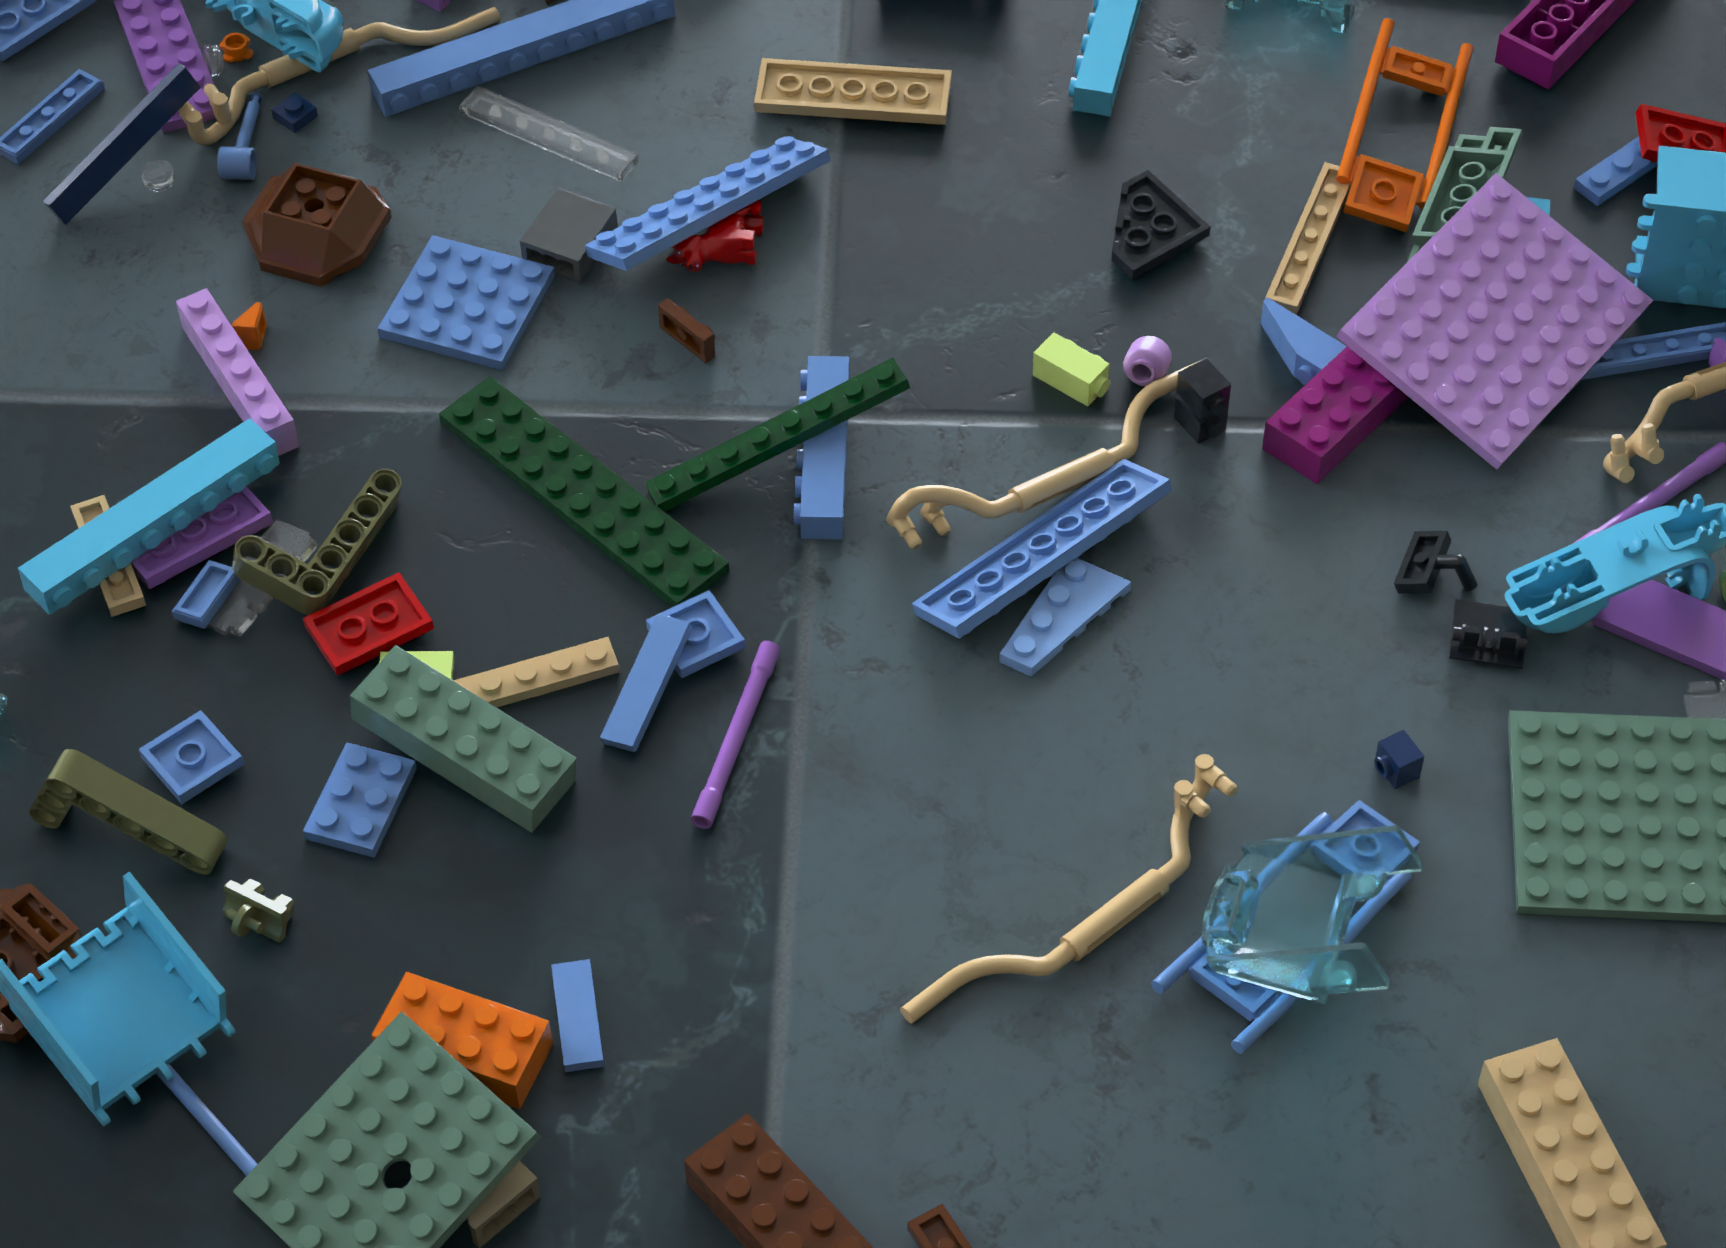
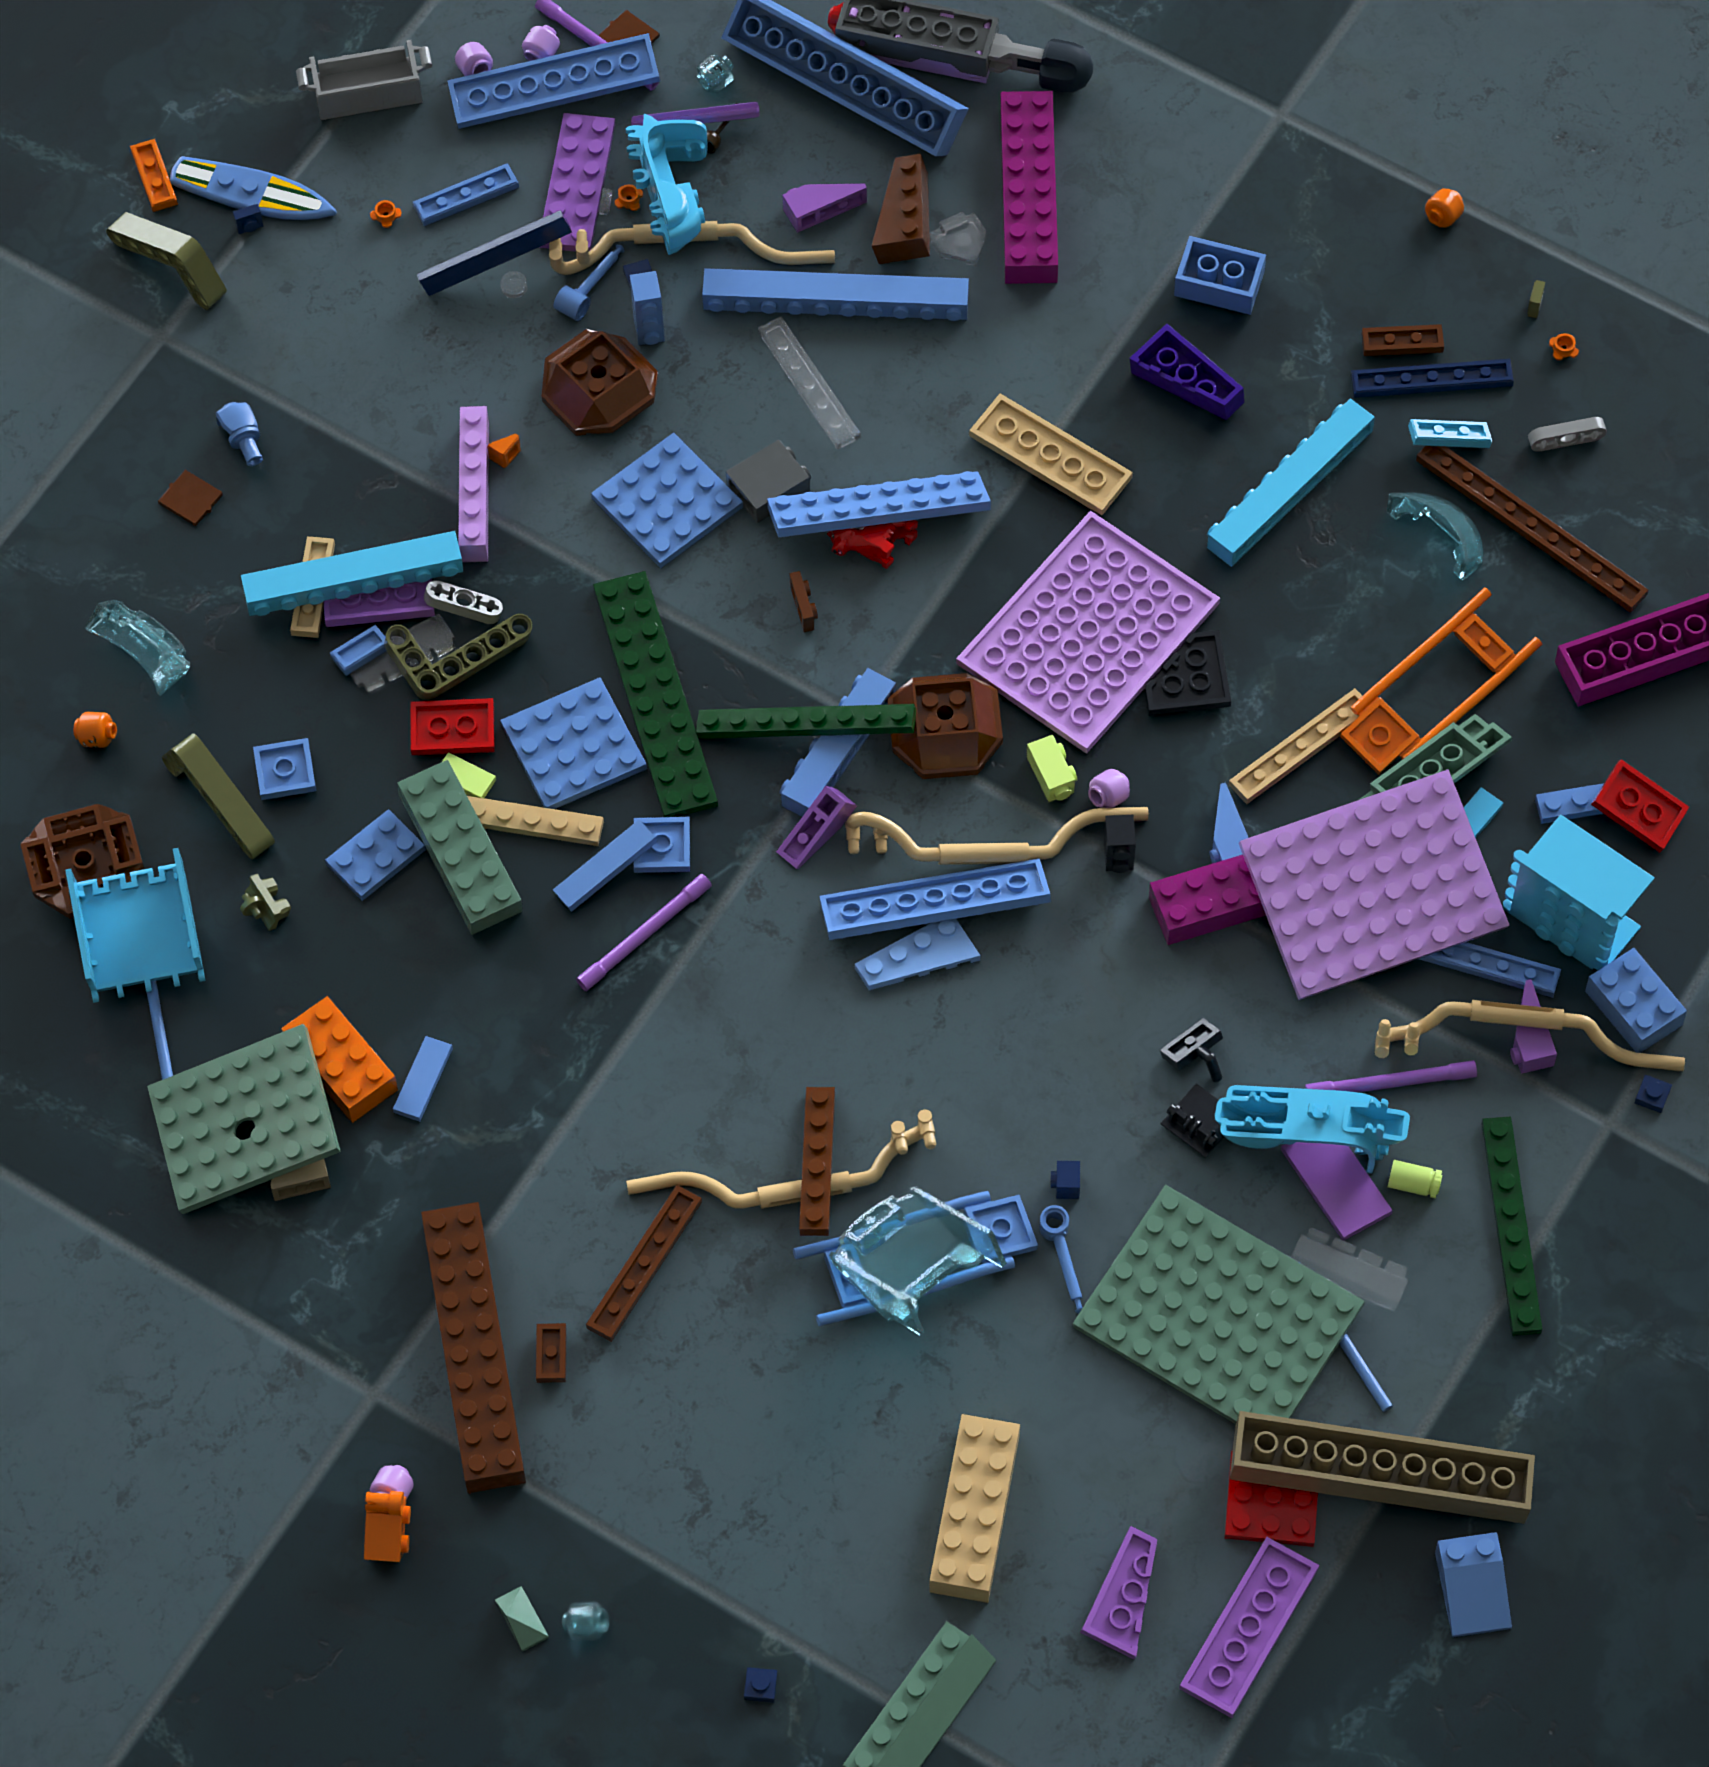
camera: 30 degrees right, 10 degrees up
(282, 493) = (483, 601): none -> light grey beam
(331, 123) = (647, 308): none -> medium blue brick
(521, 581) = (573, 744): none -> medium blue plate
(859, 536) = (816, 826): none -> medium lavender slope
(948, 374) = (951, 745): none -> reddish brown piece
(986, 1090) = (643, 1263): none -> reddish brown plate
(1011, 231) = (1088, 631): none -> lavender plate
(1113, 875) = (817, 1161): none -> reddish brown plate
(1422, 824) = (1058, 1236): none -> medium blue piece

